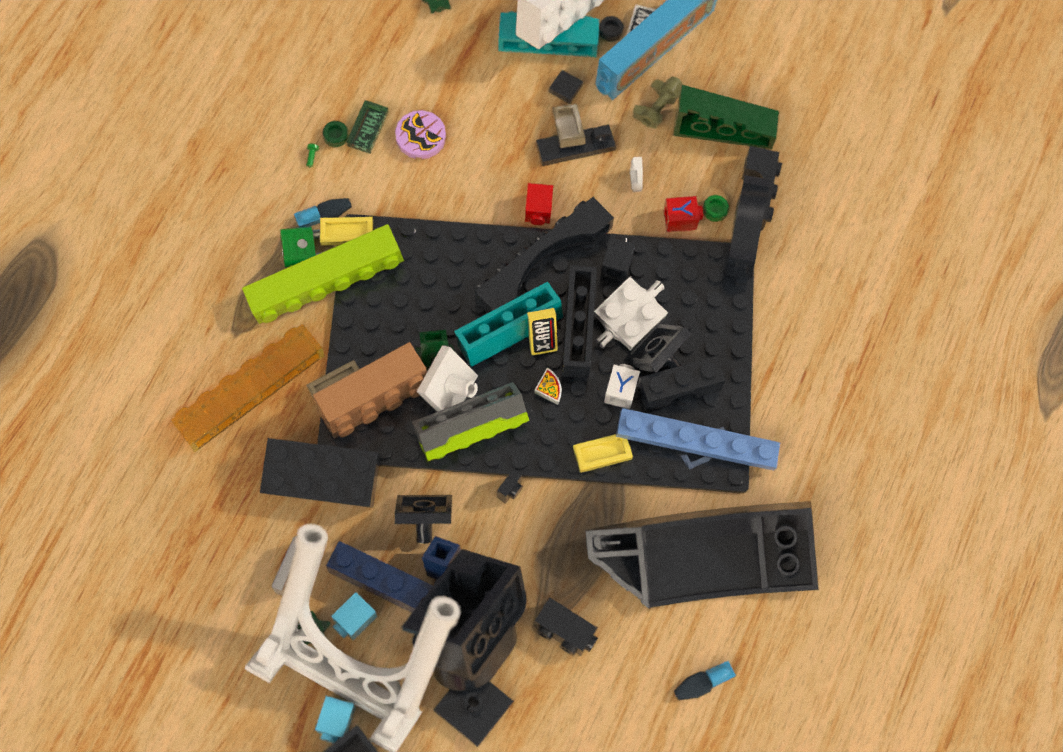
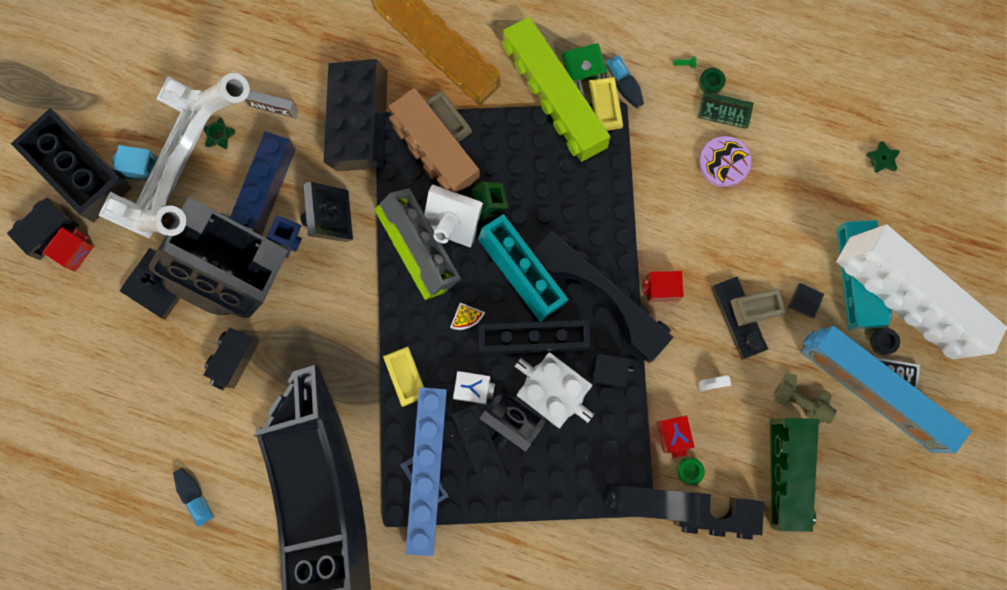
camera: 90 degrees right, 10 degrees up
(353, 617) = (227, 166): medium azure brick -> none
(510, 487) = (362, 292): black plate -> none
(542, 331) = (516, 301): tile -> none

